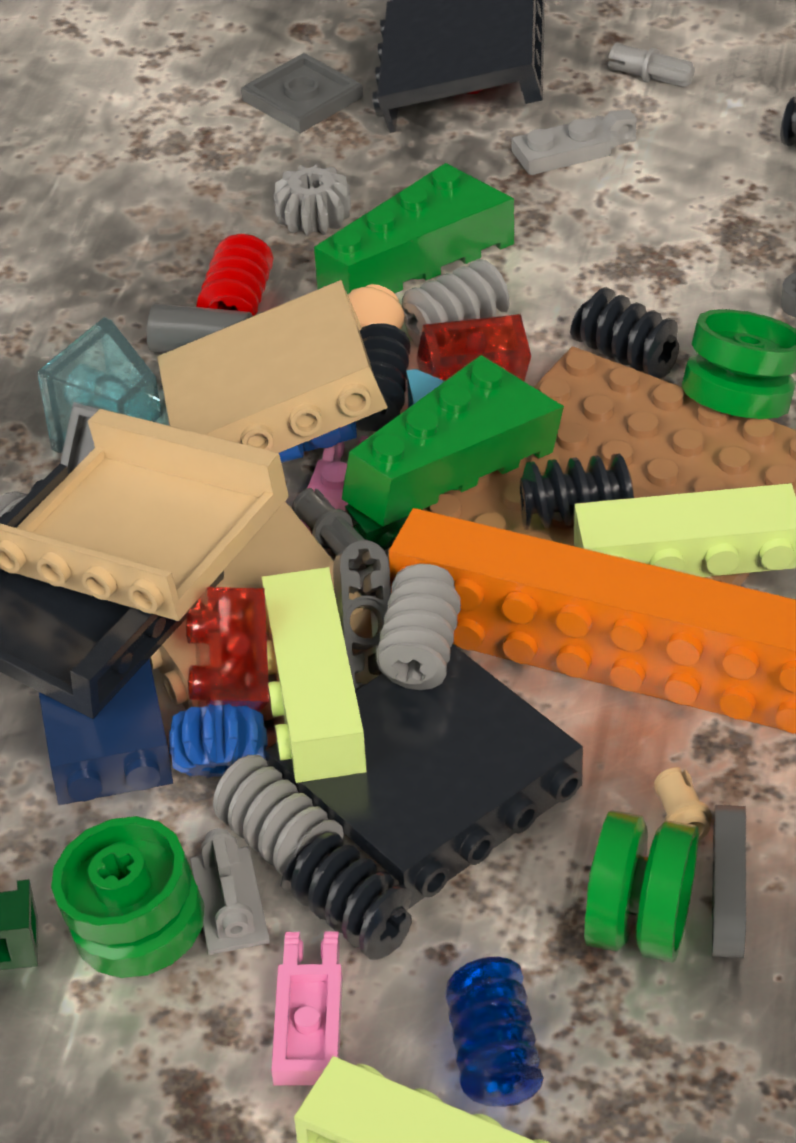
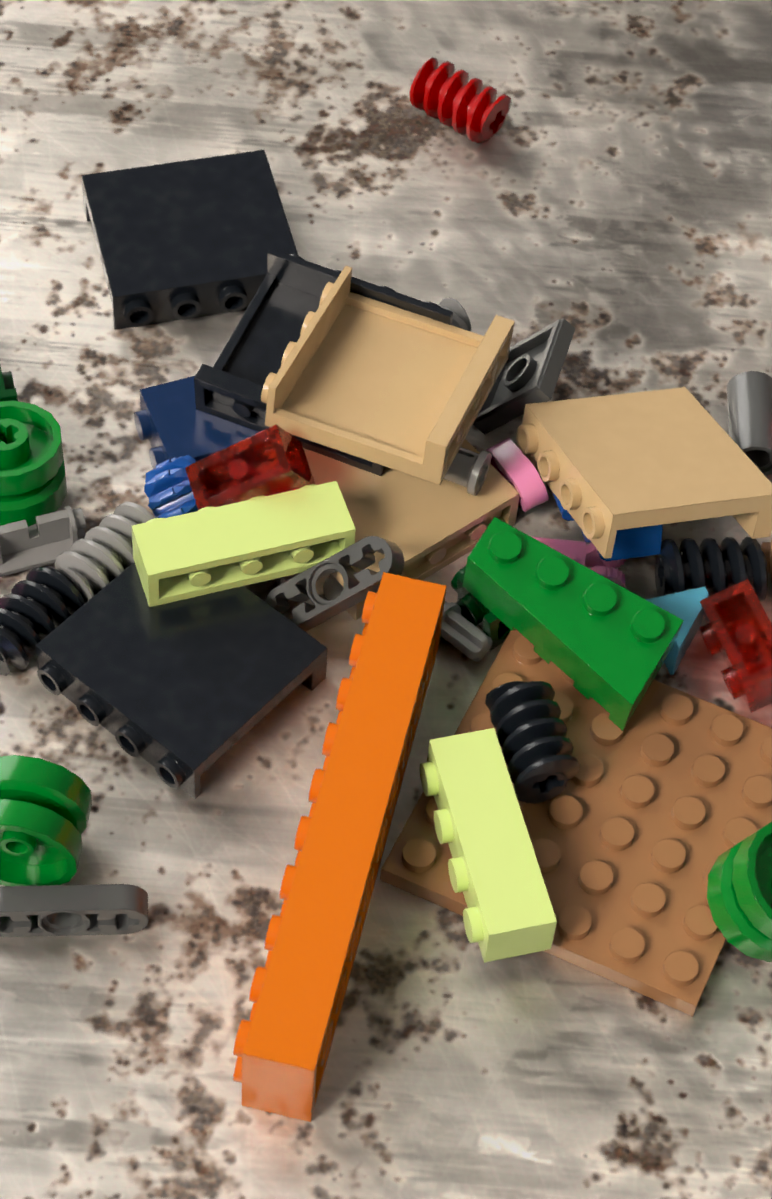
camera: 75 degrees right, 10 degrees up
(99, 371) = (625, 342): clear light blue slope -> none
(328, 525) = (451, 553): dark grey axle -> none
(419, 627) = (300, 614): light grey piece -> none
(682, 800) = (155, 871): tan pin -> none

